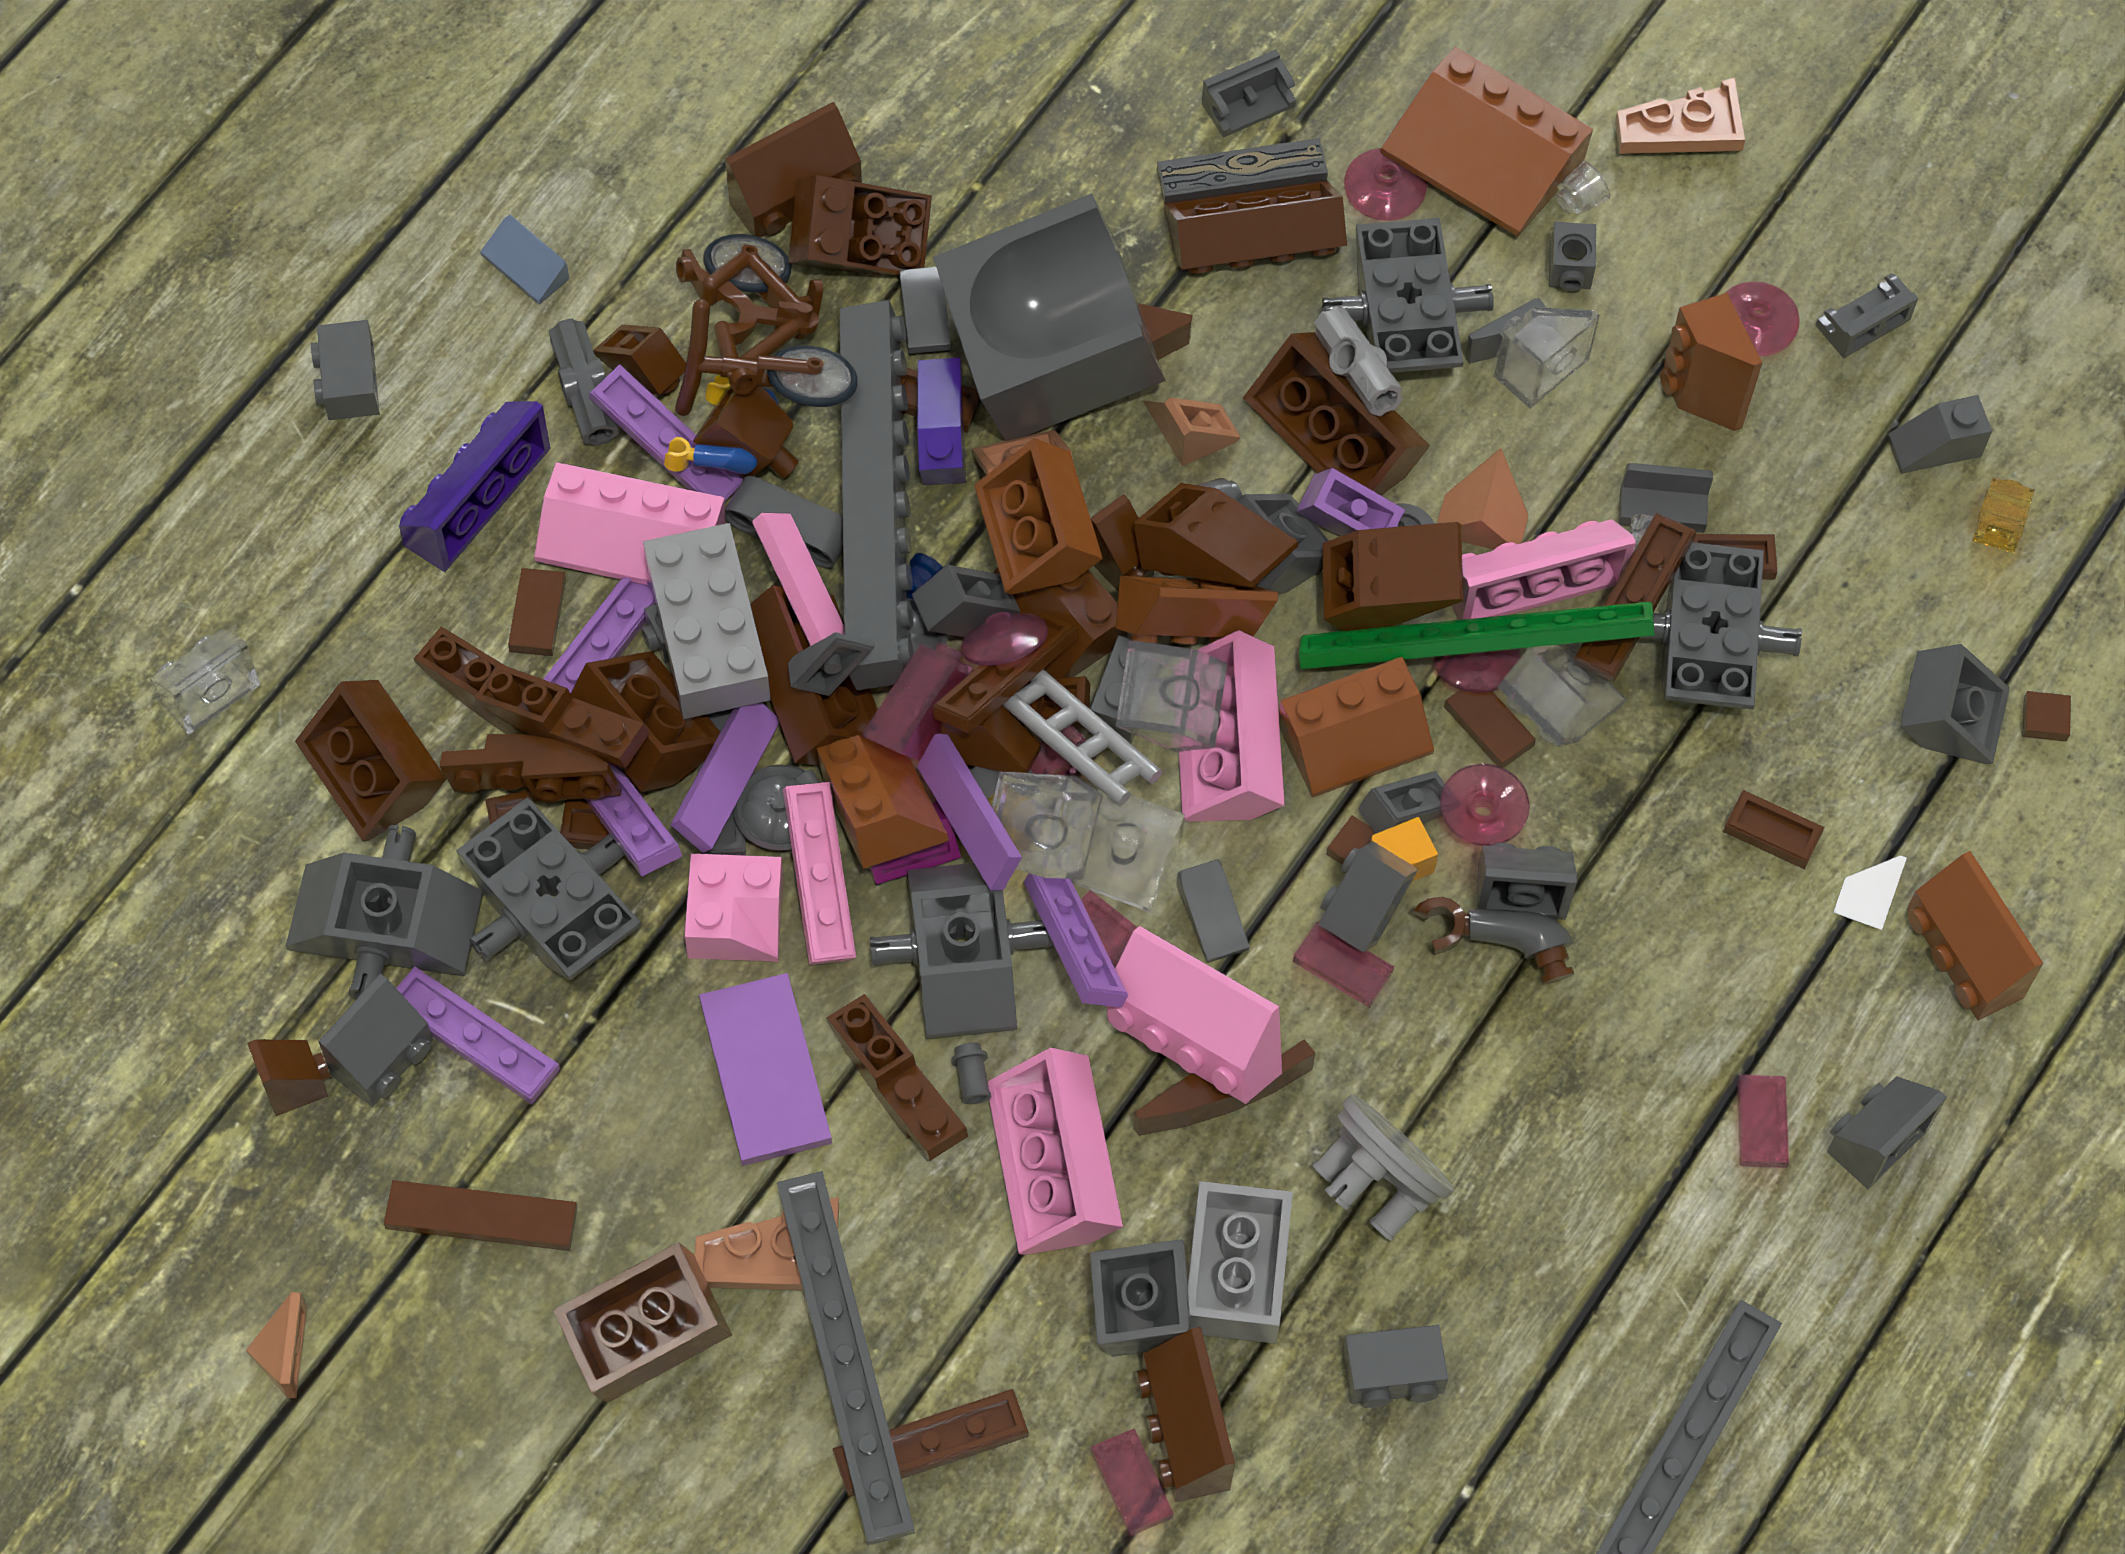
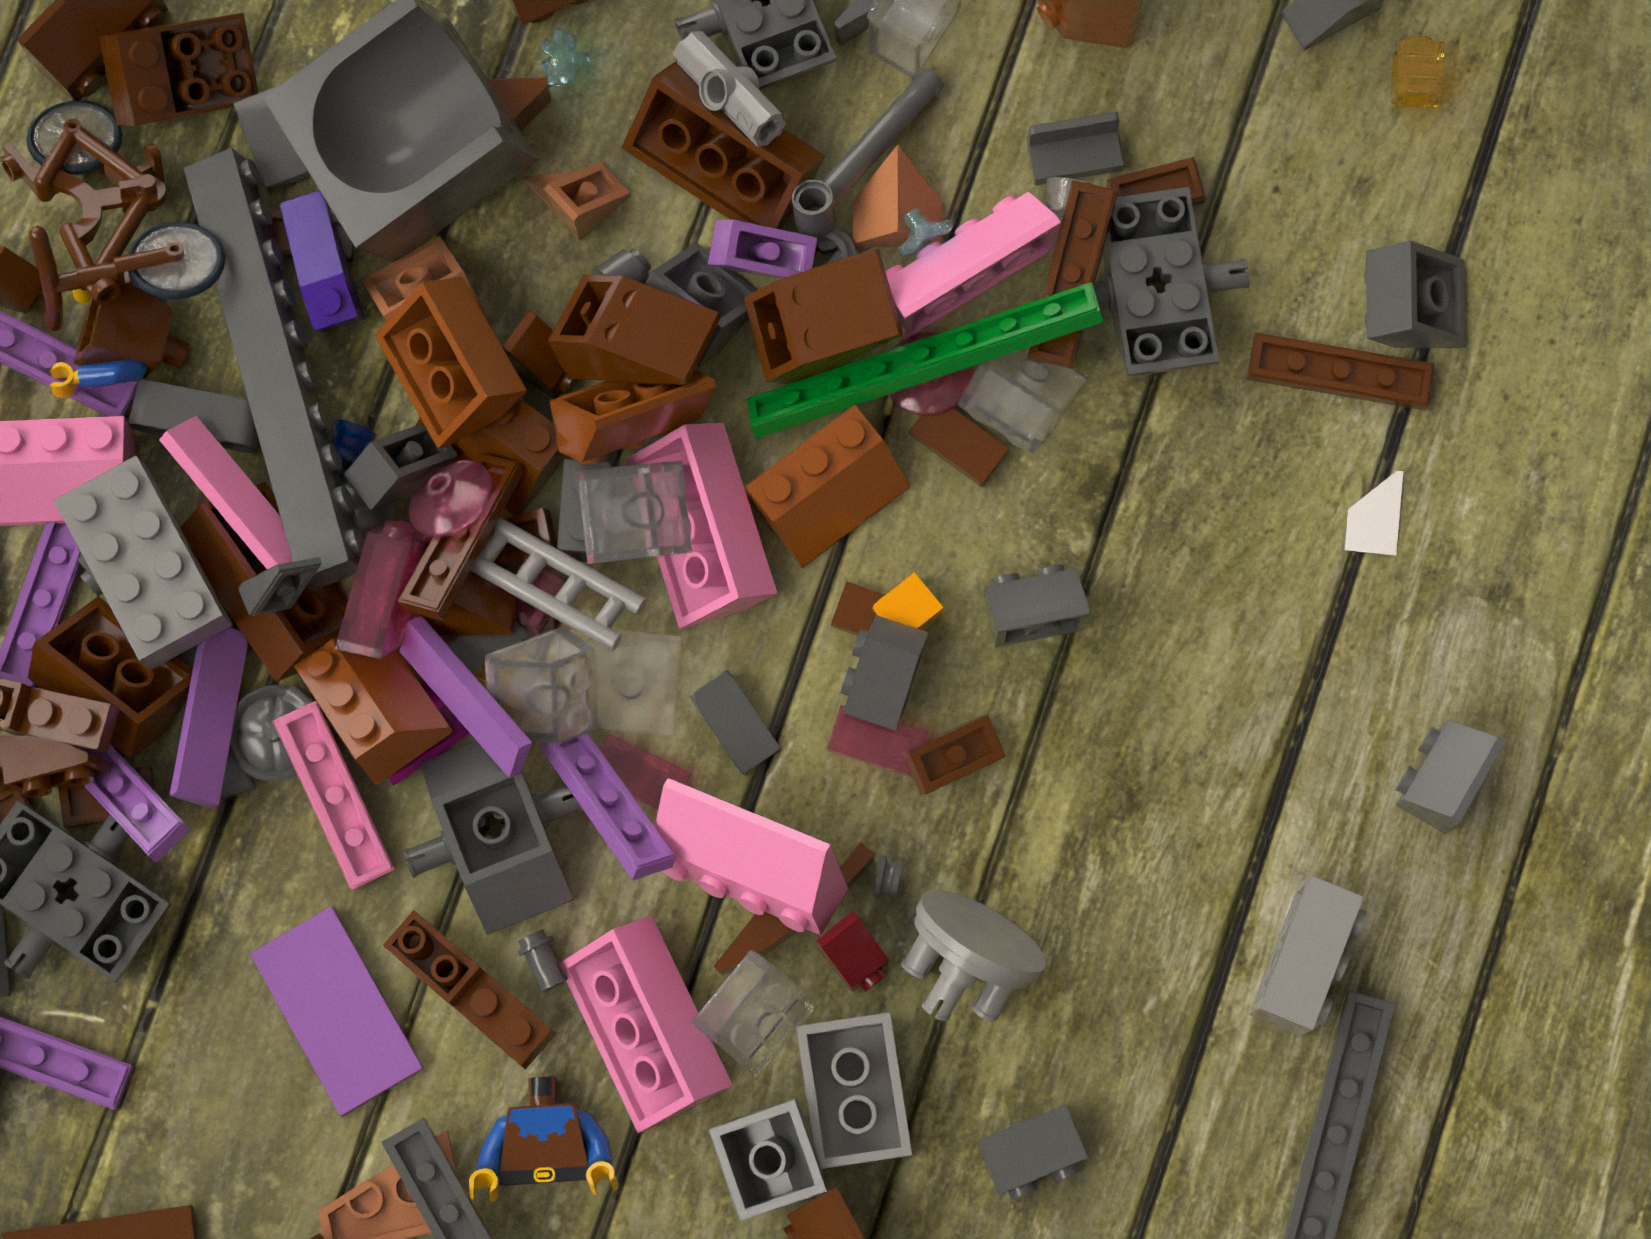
camera: 10 degrees left, 15 degrees up
(734, 907) = (258, 853): bright pink slope -> none
(927, 1235) = (543, 1145): none -> torso
(1162, 1166) = (754, 1013): none -> clear slope
(1211, 307) = (562, 58): none -> clear light blue plant
(1269, 1135) = (853, 953): none -> dark red slope
(1321, 1084) = (888, 877): none -> dark grey bush
(1403, 801) = (899, 553): dark grey slope -> none
(1413, 476) = (861, 157): none -> dark grey piece
(1413, 989) = (954, 754): none -> reddish brown plate
(1489, 788) = (979, 513): clear pink dish -> none
(1504, 528) = (921, 231): none -> clear light blue plant
(1529, 932) = (1051, 660): piece -> none
(1708, 1253) = (1308, 956): none -> light grey brick
(1763, 1121) = (1327, 792): clear pink tile -> none
(1773, 829) = (1266, 478): reddish brown tile -> none
(1867, 754) = (1340, 371): none -> reddish brown tile
(1974, 937) = (1490, 549): dark orange slope -> none
(2046, 716) = (1507, 281): reddish brown tile -> none

